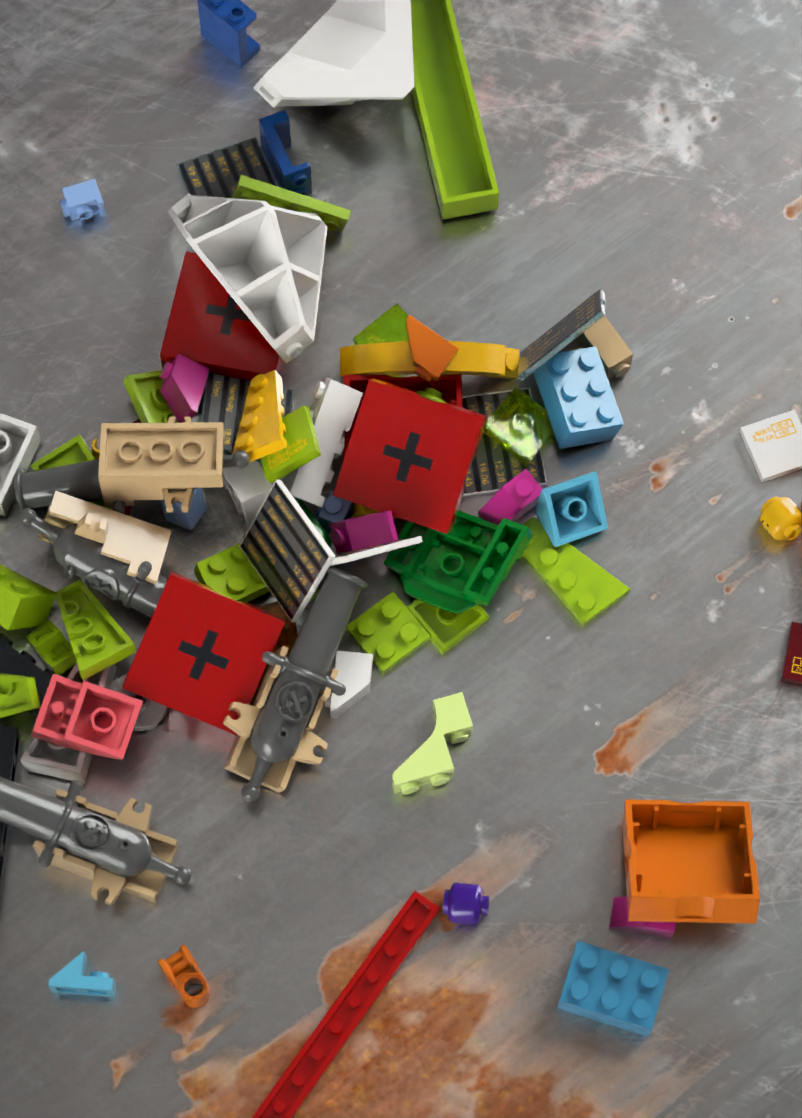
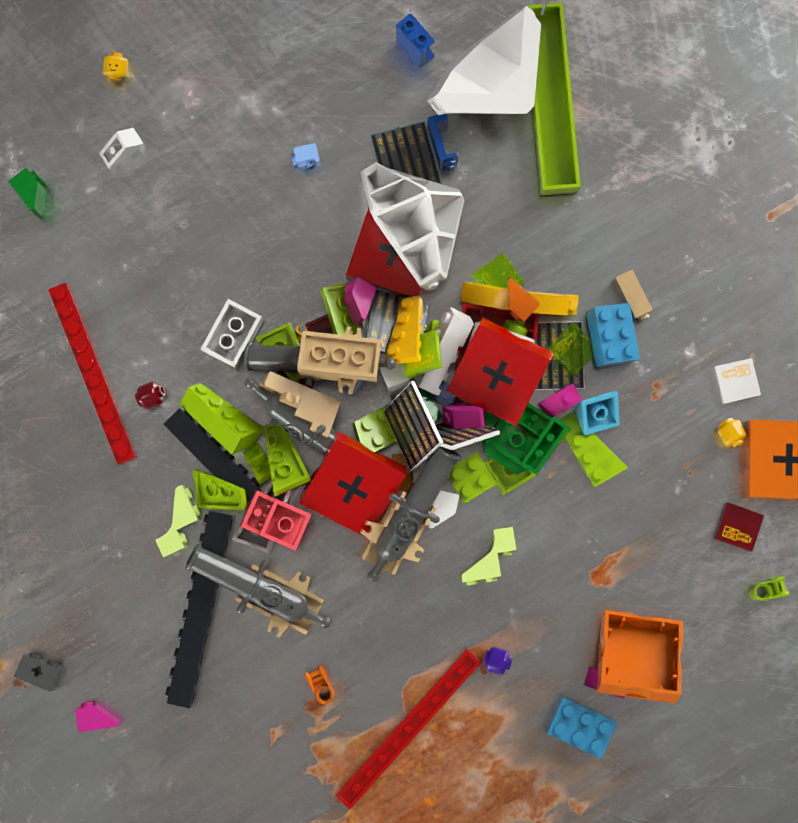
camera: 10 degrees right, 15 degrees up
(73, 980) = (252, 679): medium azure slope -> none
(251, 189) = (428, 172): lime wing -> none
(561, 334) = (608, 296): piece -> none

